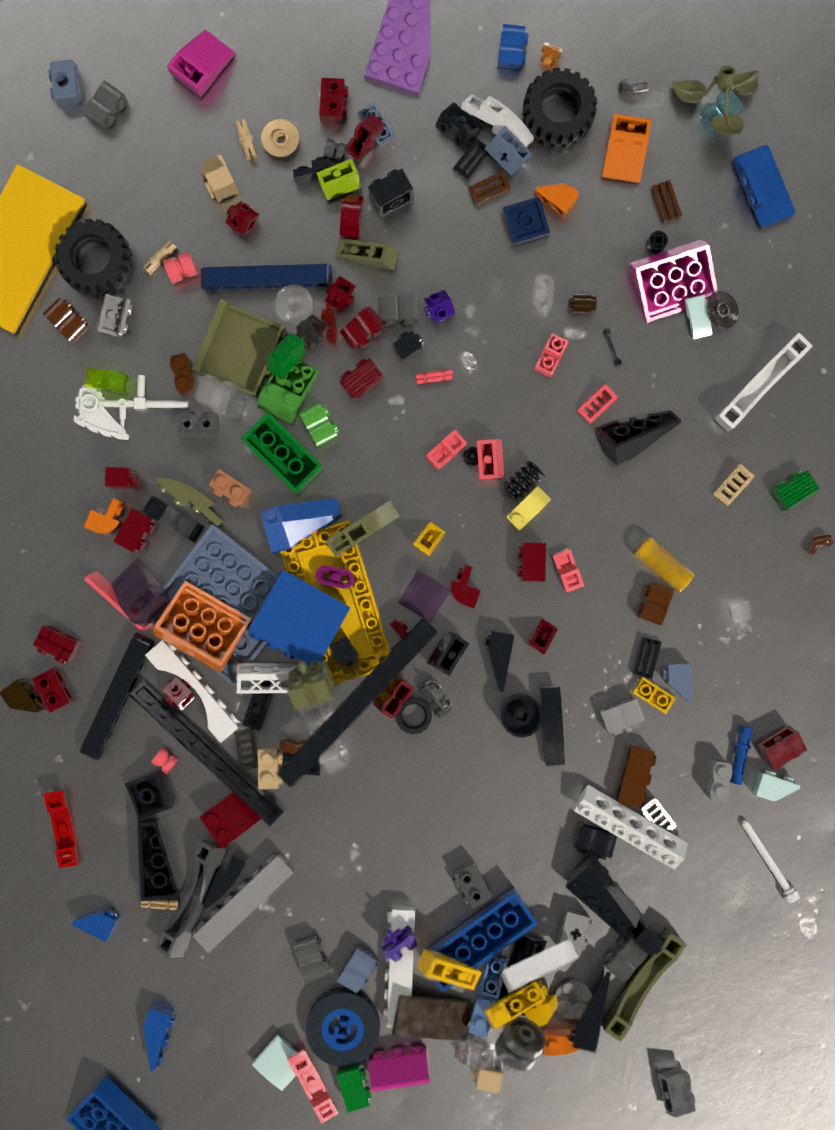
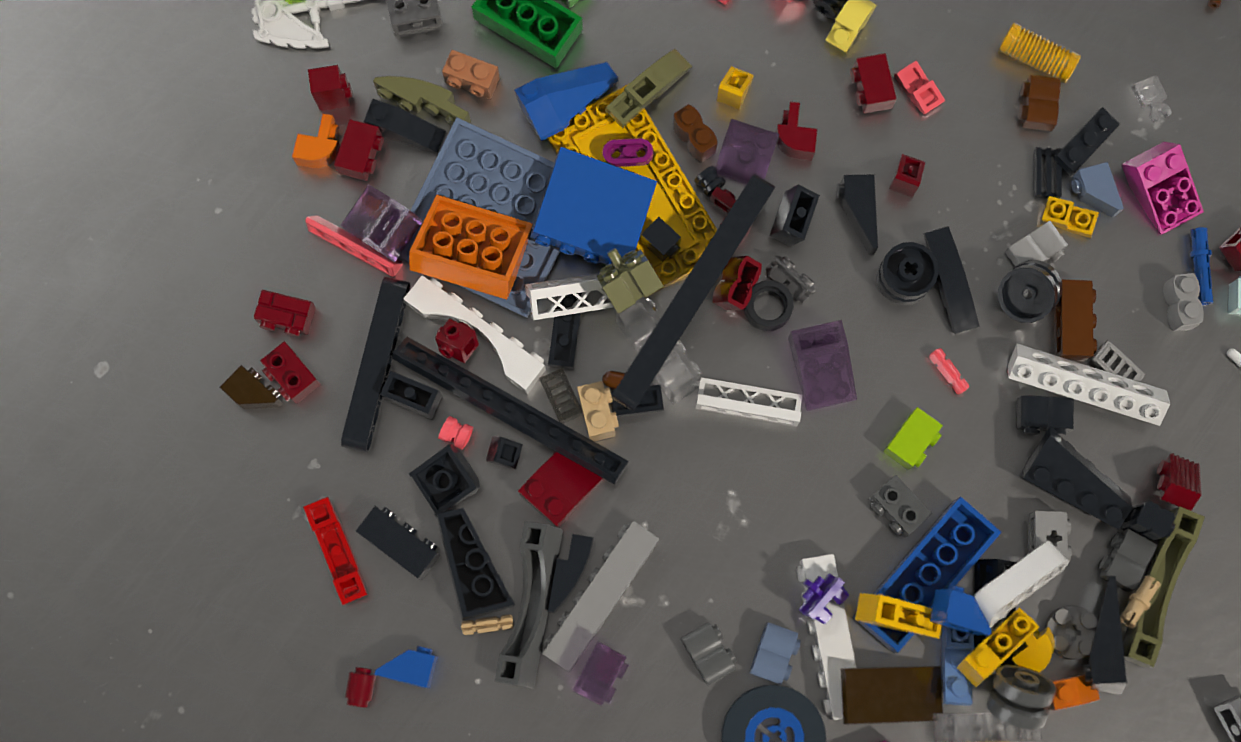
camera: 10 degrees left, 10 degrees down
(60, 929) = (360, 687): none -> dark red brick
(107, 831) = (398, 541): none -> black brick
(137, 727) = (411, 394): none -> black brick
(197, 781) = (504, 452): none -> black slope
(230, 957) = (600, 673): none -> clear purple slope
(380, 790) = (770, 413): none -> white fence
(391, 577) = (691, 130): none -> reddish brown brick
(392, 610) = (709, 180): none -> black wheel
(442, 770) = (823, 365): none -> clear purple slope
(490, 976) = (959, 611): none -> blue slope
(494, 838) = (913, 439): none -> lime brick
(534, 792) = (949, 371): none -> coral axle
(606, 751) = (1019, 301): none -> black wheel
(624, 993) = (1139, 601): none -> tan pin
(677, 913) = (1179, 481): none -> dark red brick
(682, 640) = (1086, 141): none -> black plate
(729, 687) = (1163, 186): none -> dark pink slope

